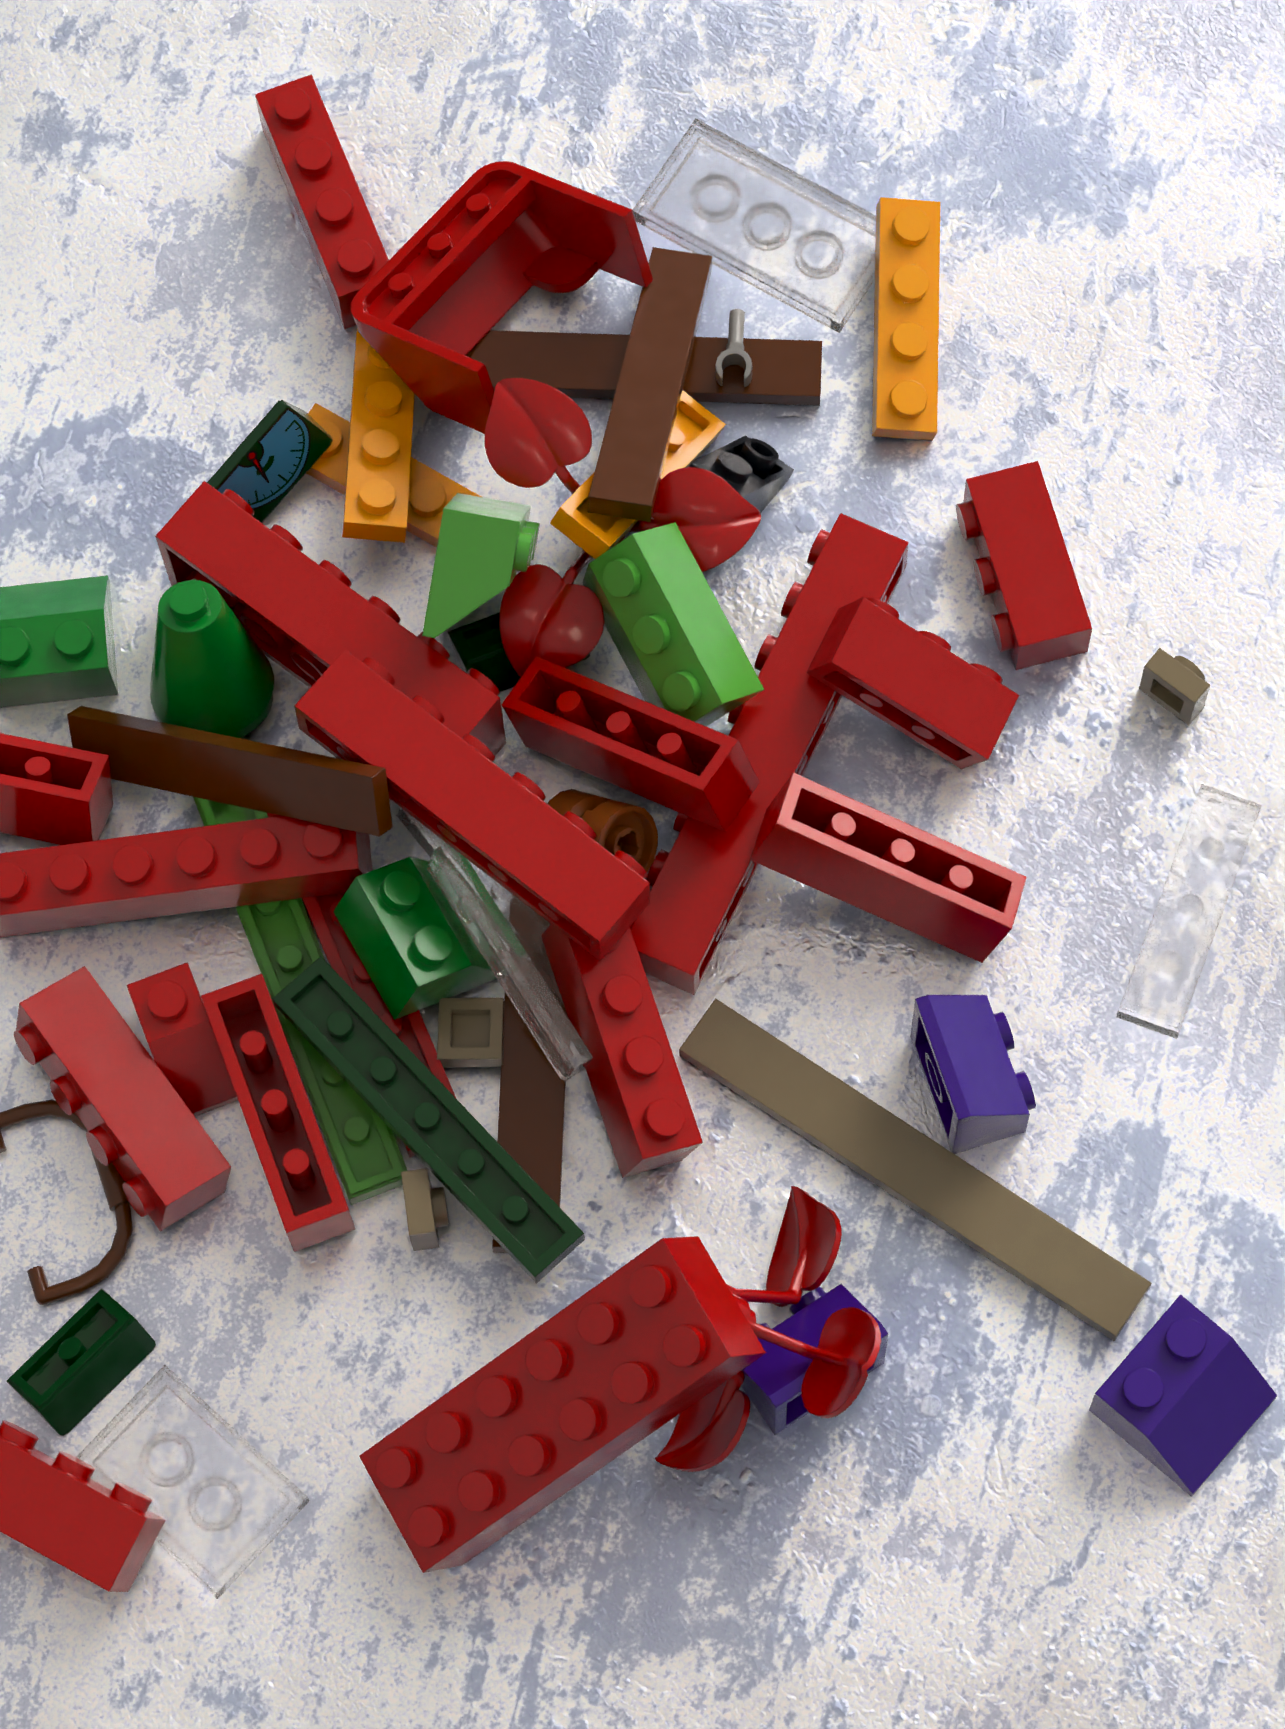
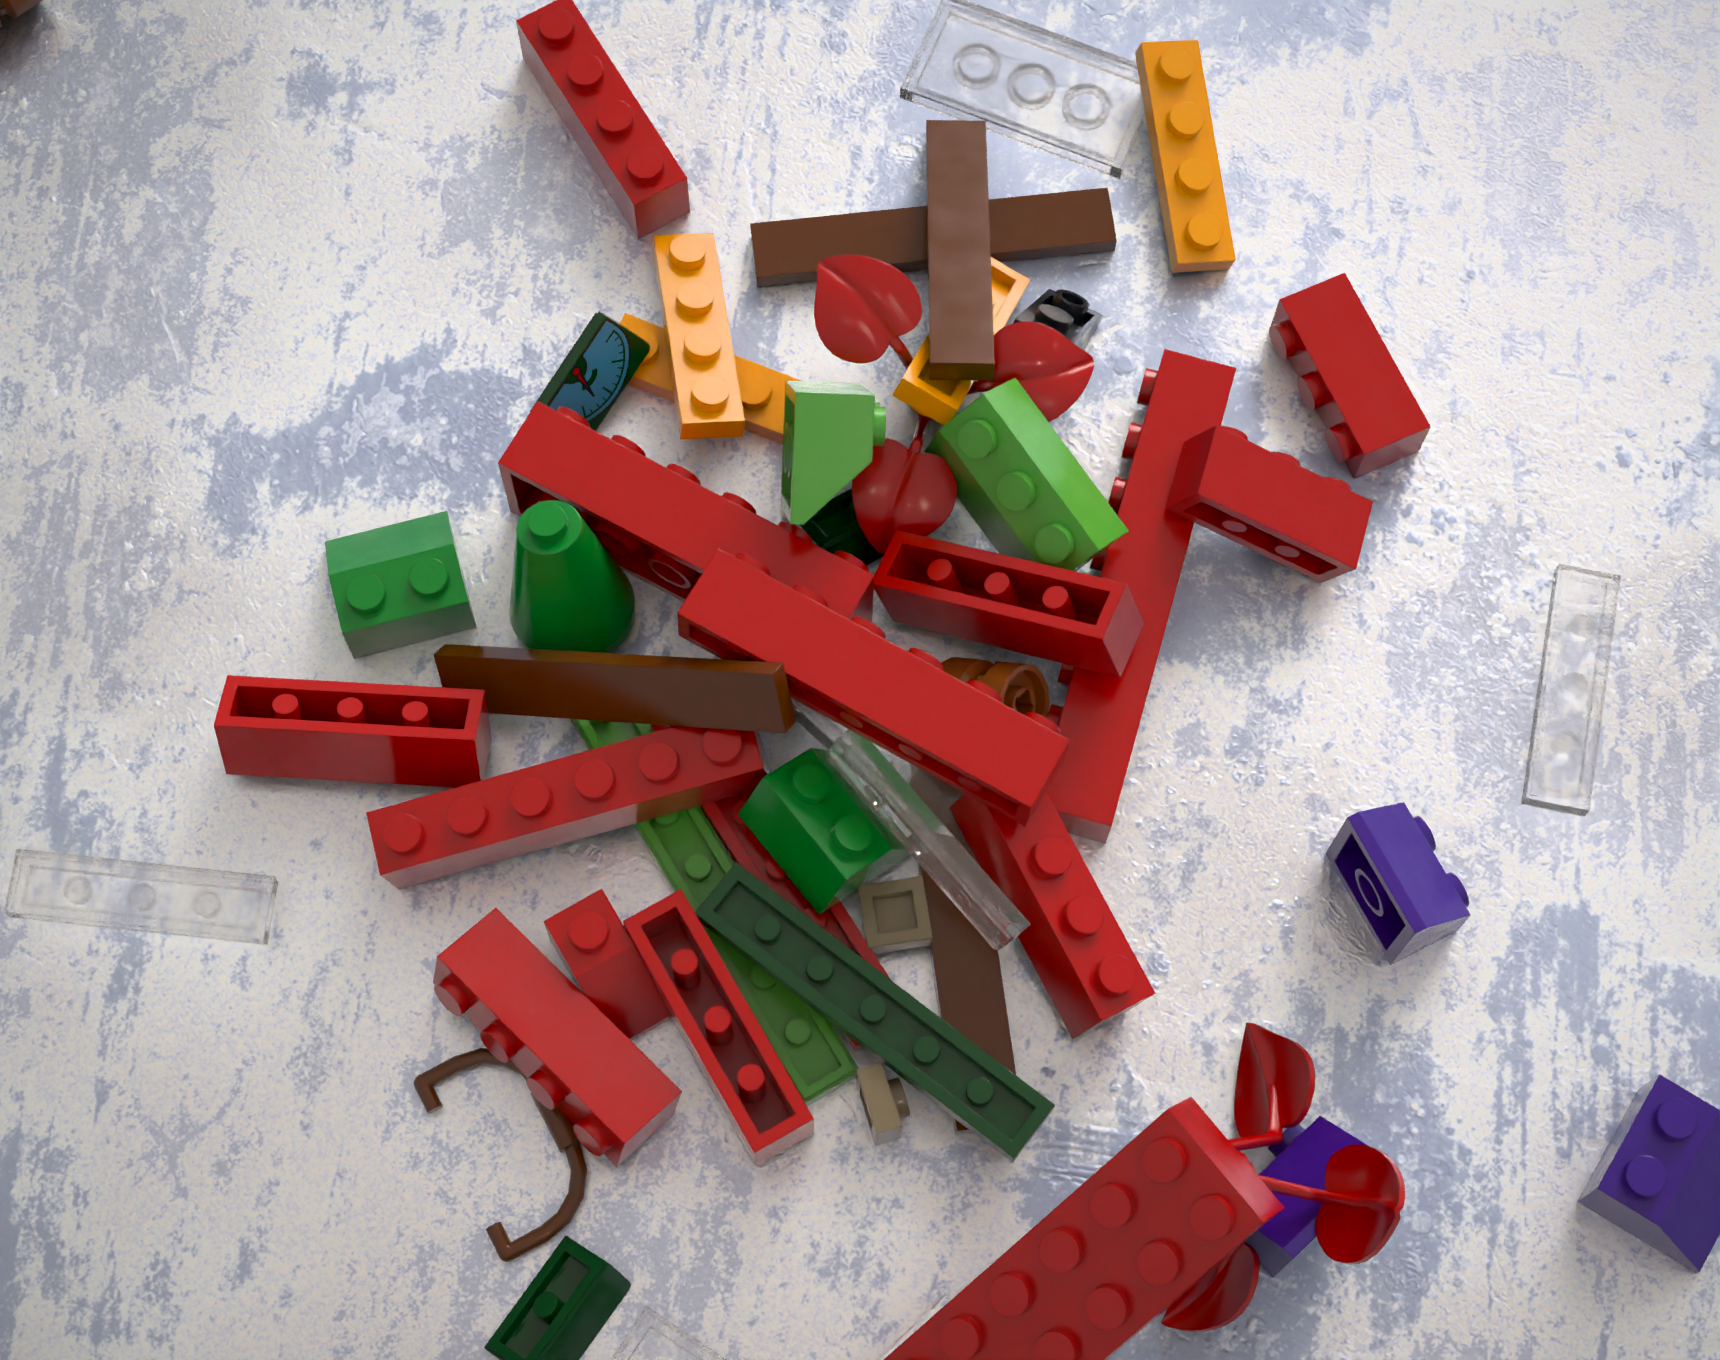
camera: 15 degrees left, 0 degrees up
(474, 264) = (760, 154): red windscreen -> none
(735, 349) = (1028, 208): light grey hand -> none
(888, 868) = (1284, 689): red brick -> none
(915, 1169) = (1361, 986): dark tan tile -> none
(1175, 685) = (1516, 471): dark tan plate -> none

